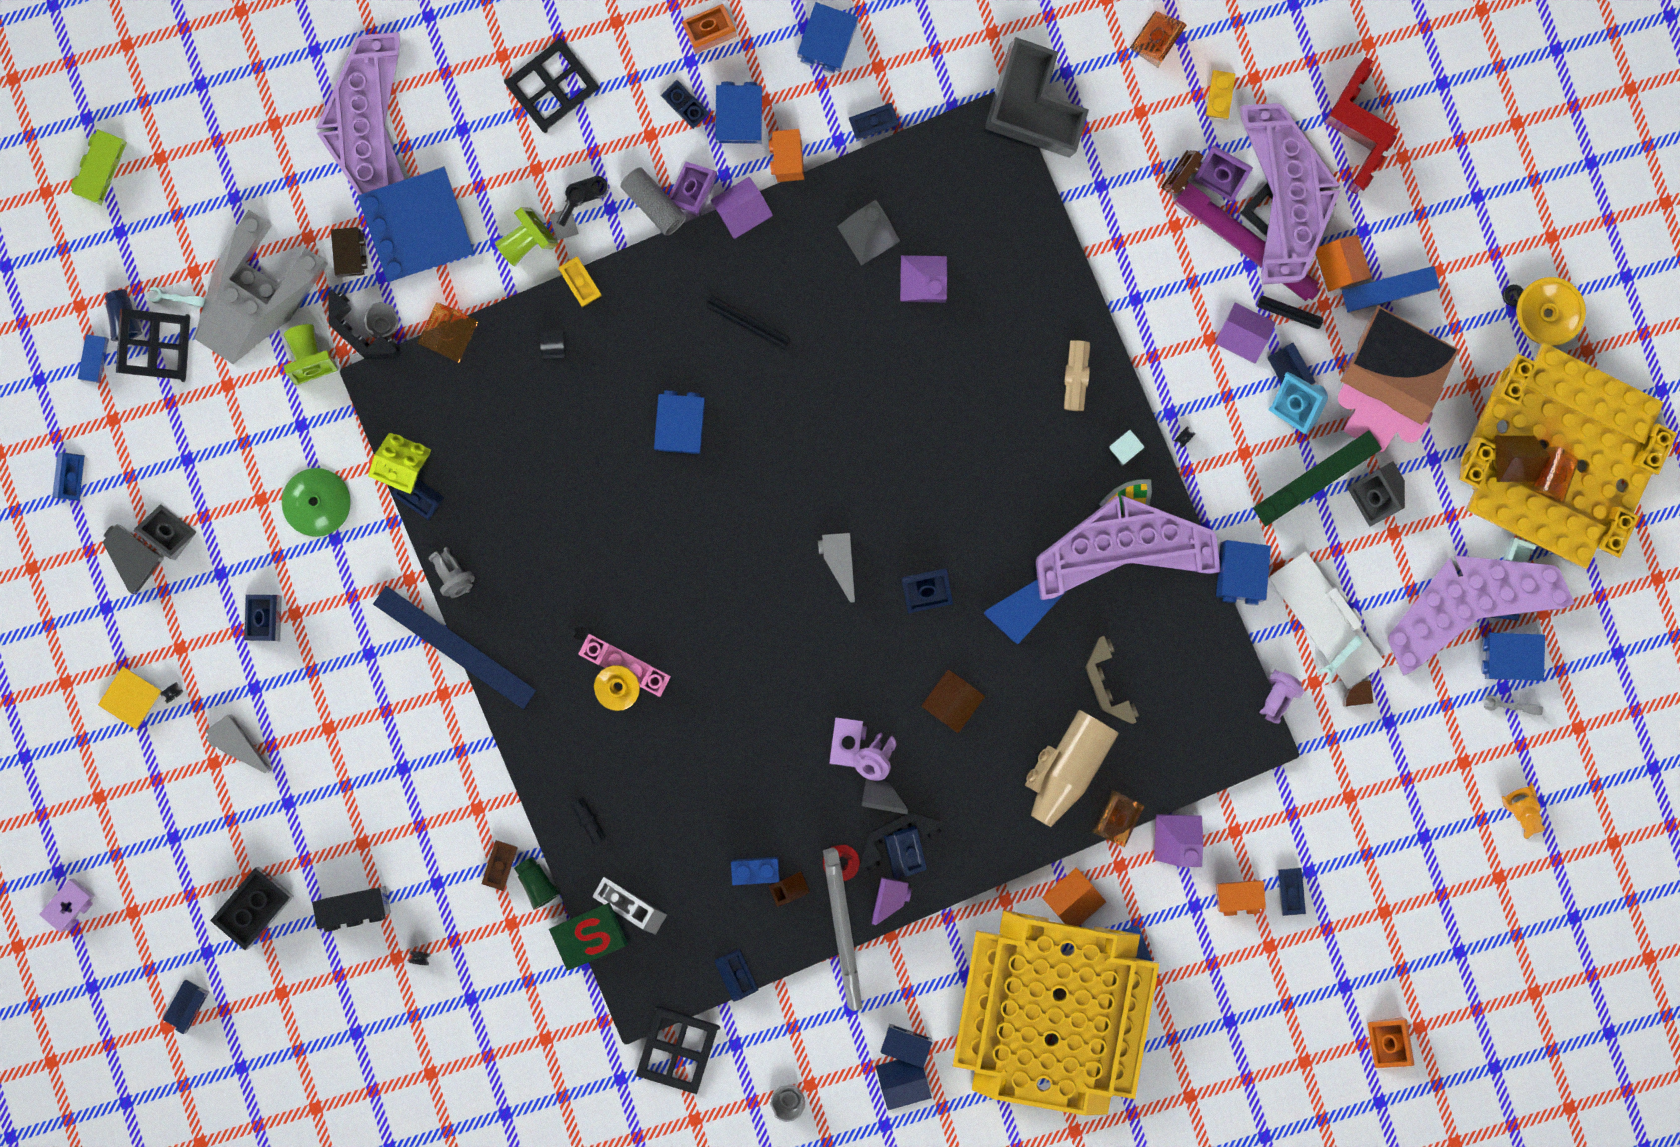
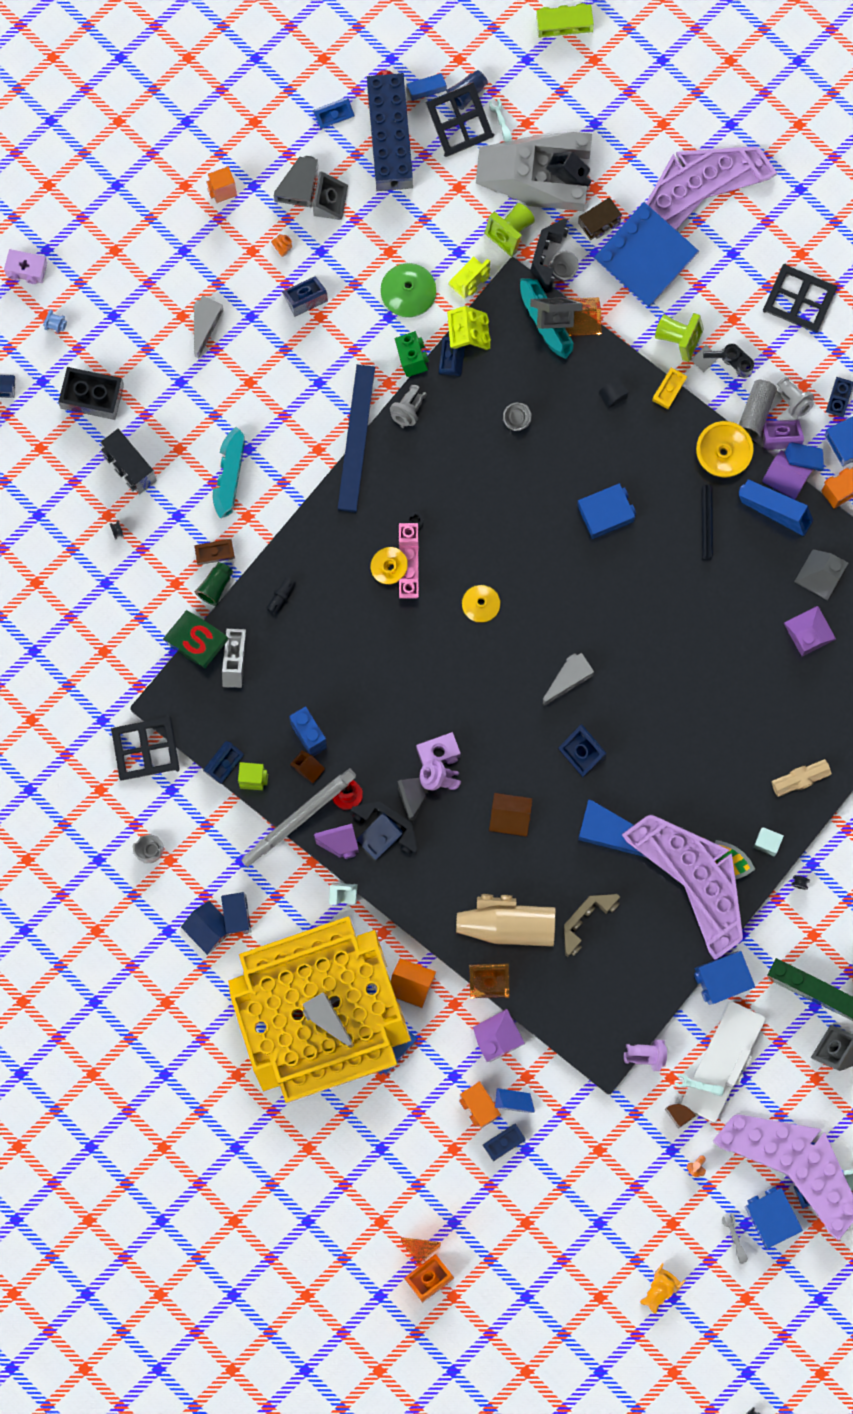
camera: 60 degrees right, 10 degrees down
(89, 644) = (221, 185): none -> orange brick
(124, 427) = (389, 131): none -> dark blue piece
(129, 698) = (198, 233): yellow tile -> none
(148, 905) = (55, 322): none -> medium blue brick
(170, 692) = (217, 259): black bush -> none
(191, 611) = (282, 244): none -> orange plate
(275, 255) = (569, 169): none -> black torso
(337, 428) = (470, 276): none -> neon yellow bracket
(393, 539) = (411, 353): none -> green brick
(429, 372) = (556, 338): none -> teal brick
(433, 360) = (555, 312): none -> dark grey bracket
(444, 822) = (225, 494): none -> teal brick
(525, 462) = (517, 416): none -> light grey hair
(662, 153) = (799, 402): none -> light grey piece
(680, 244) = (729, 437): none -> yellow dish
(708, 623) = (484, 612): none -> yellow dish
(732, 179) = (805, 456): none -> blue slope
(771, 240) = (776, 506): none -> blue slope
(771, 954) = (252, 776): none -> lime piece
(943, 922) = (342, 893): none -> light aqua panel
(1073, 1013) = (324, 1015): none -> light grey slope
(1256, 859) = (514, 1101): none -> blue slope
(1357, 1037) = (420, 1249): none -> clear orange slope
(1421, 707) = (696, 1168): none -> orange plate

